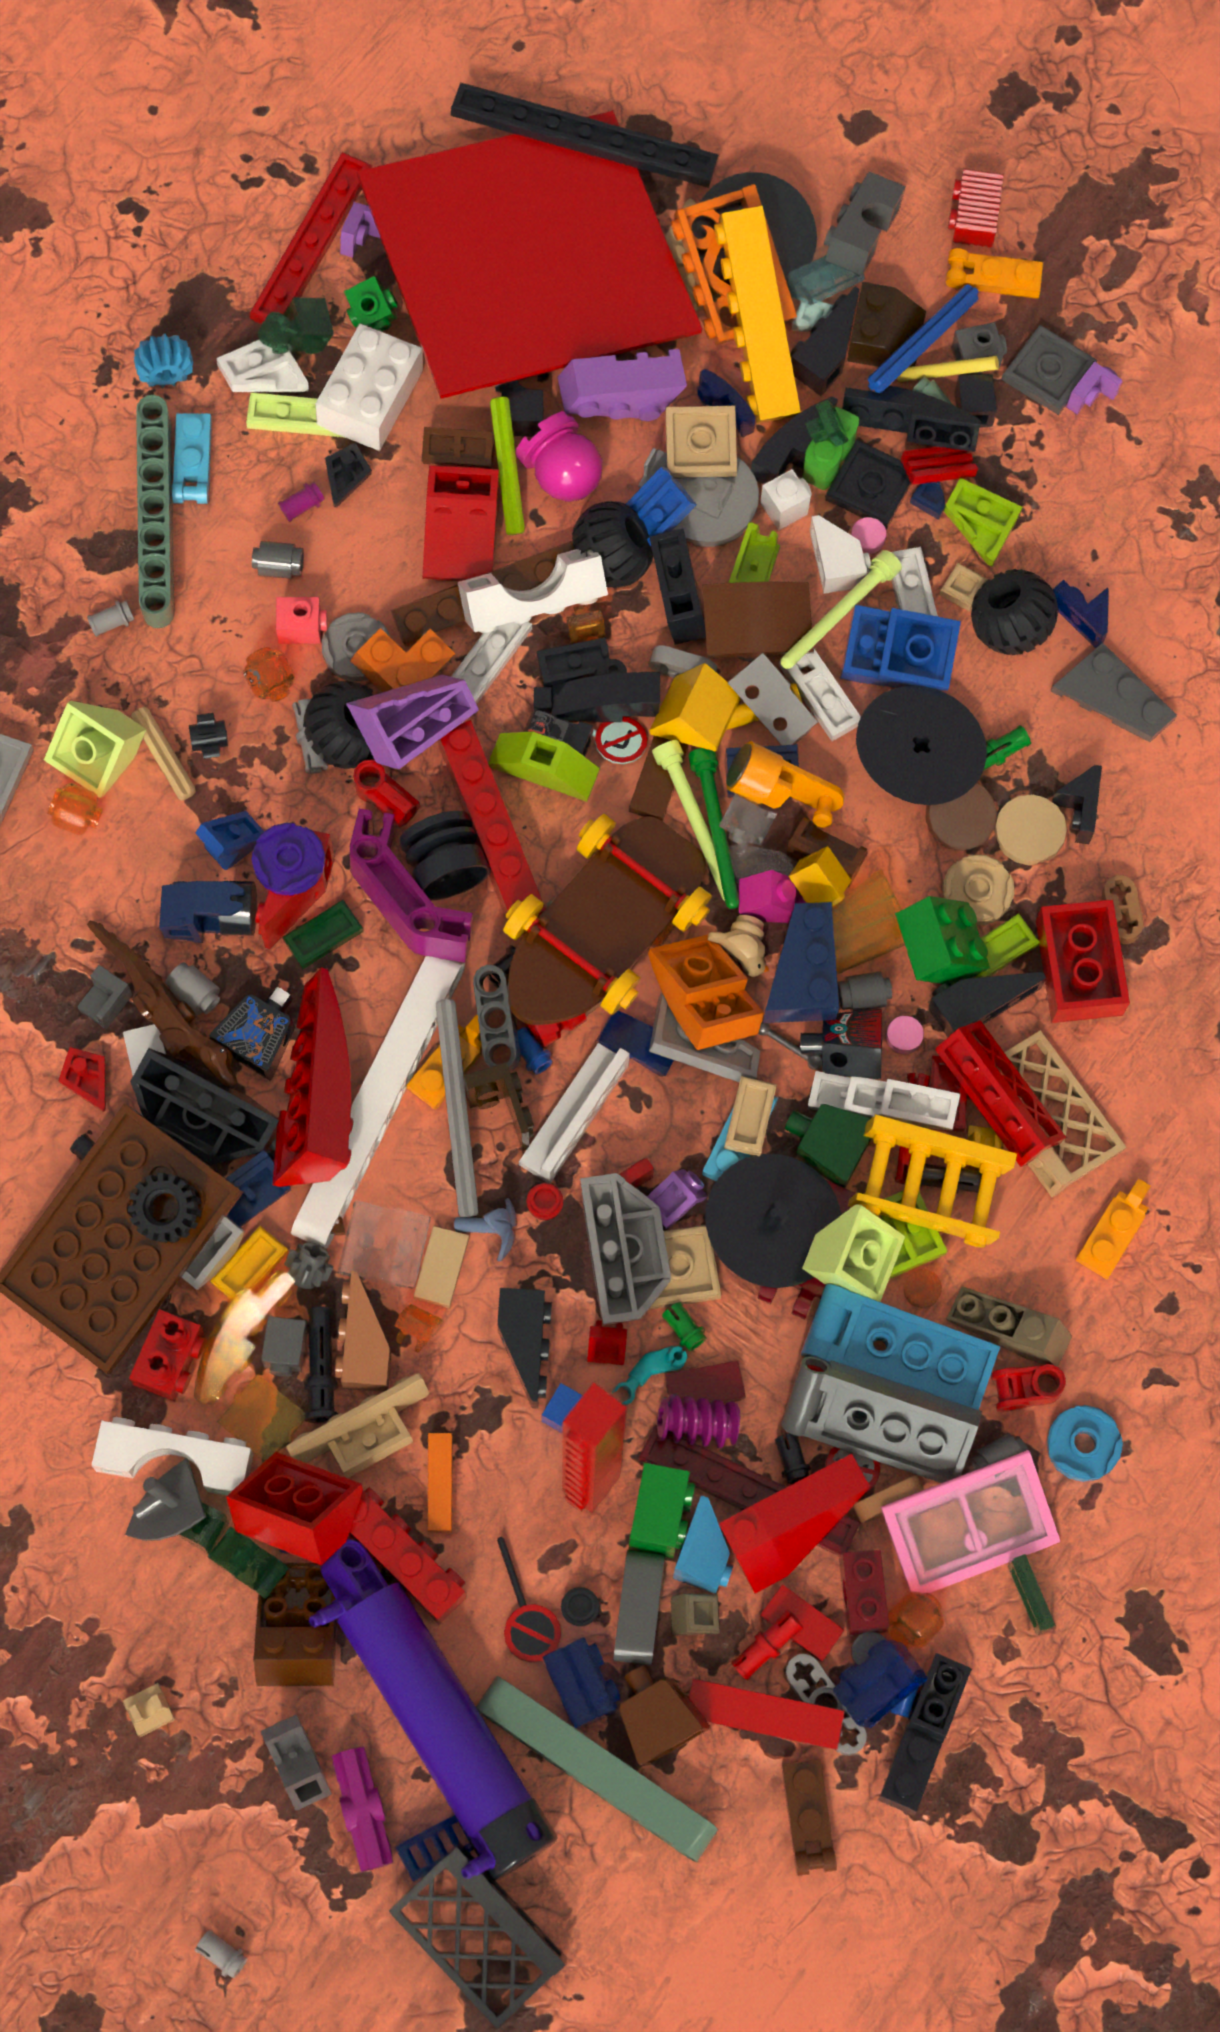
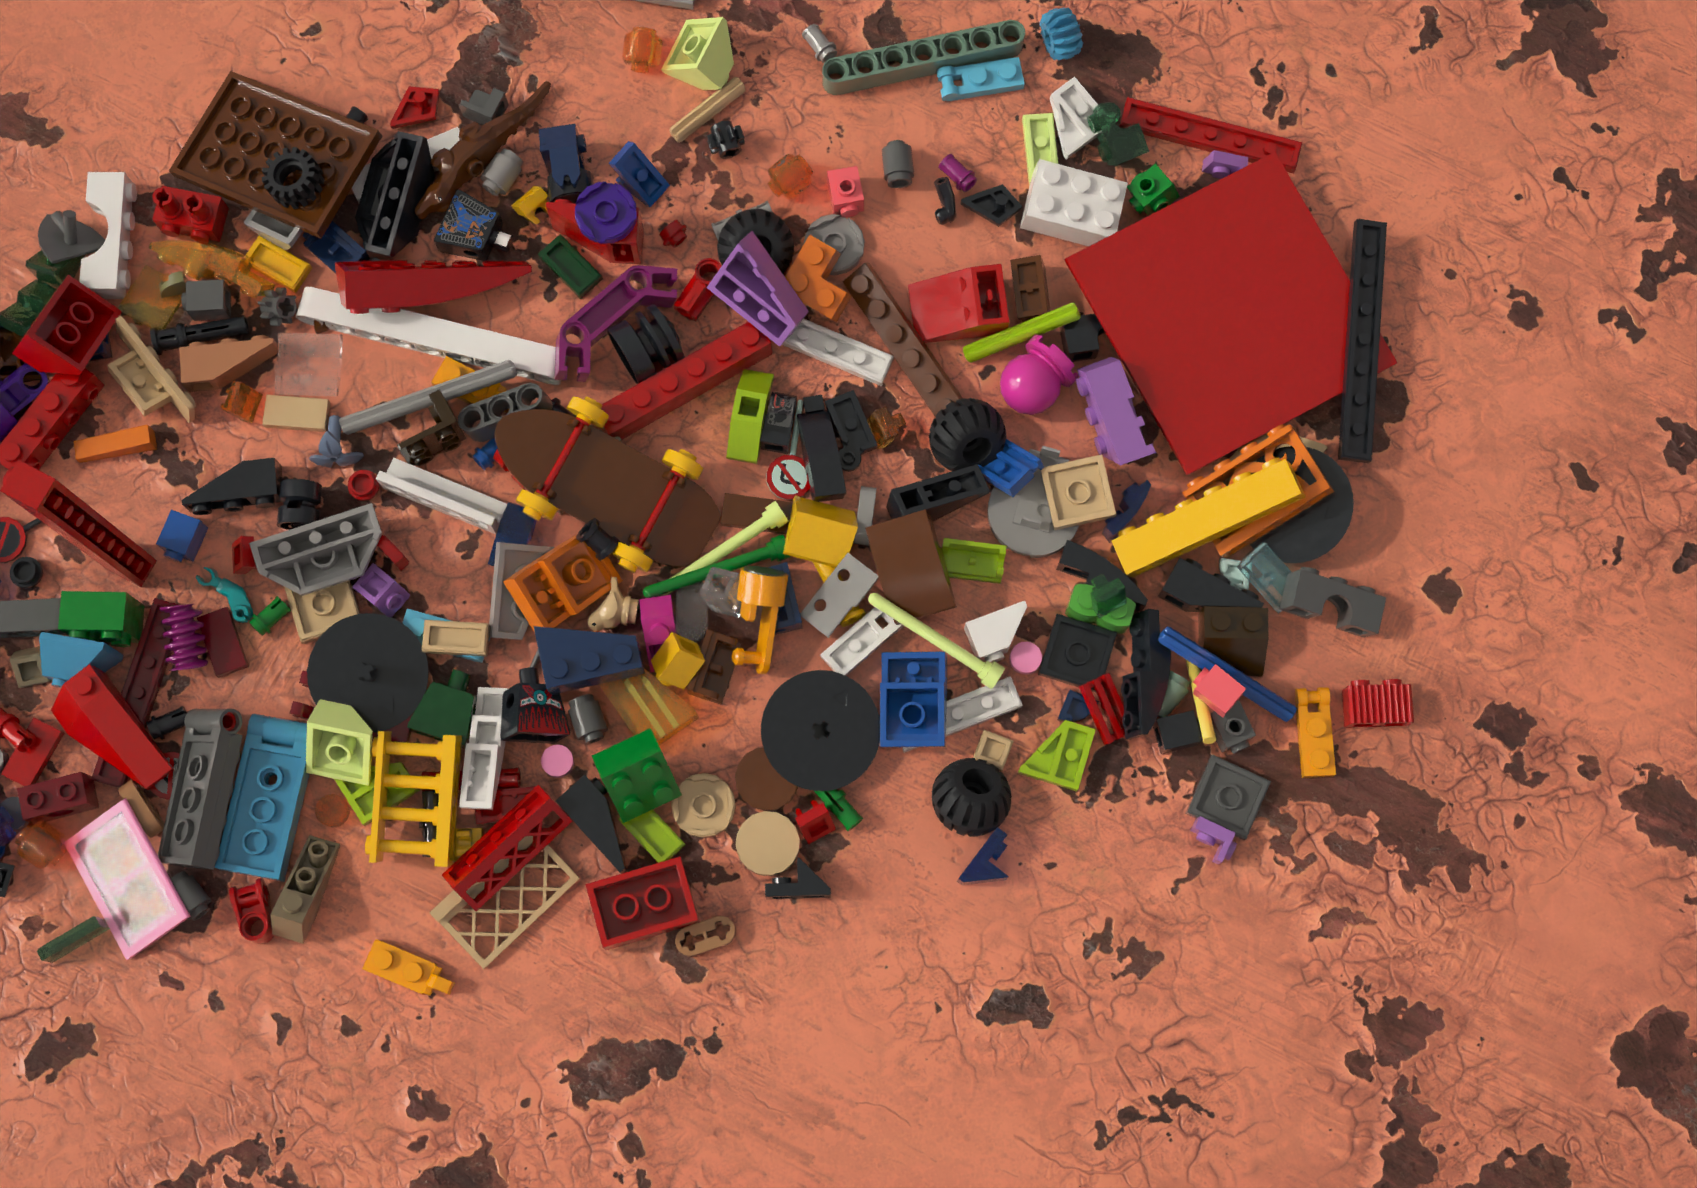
camera: 80 degrees right, 5 degrees up
(237, 962) = (529, 202): none -> yellow tile
(255, 1381) = (174, 286): none -> olive tile
(309, 812) = (673, 234): none -> red plate
(339, 519) = (947, 200): none -> black arm
(547, 1267) = (300, 494): none -> black wheel
(572, 581) = (885, 343): white arch -> none
(666, 939) = (597, 539): none -> black bush
(786, 499) = (1042, 578): white brick -> none
(947, 340) = (1218, 689): none -> coral brick
(1017, 773) = (814, 822): none -> red tile
(1068, 1458) = (233, 968): dark azure tile -> none
(1112, 689) = (914, 902): dark grey wing -> none

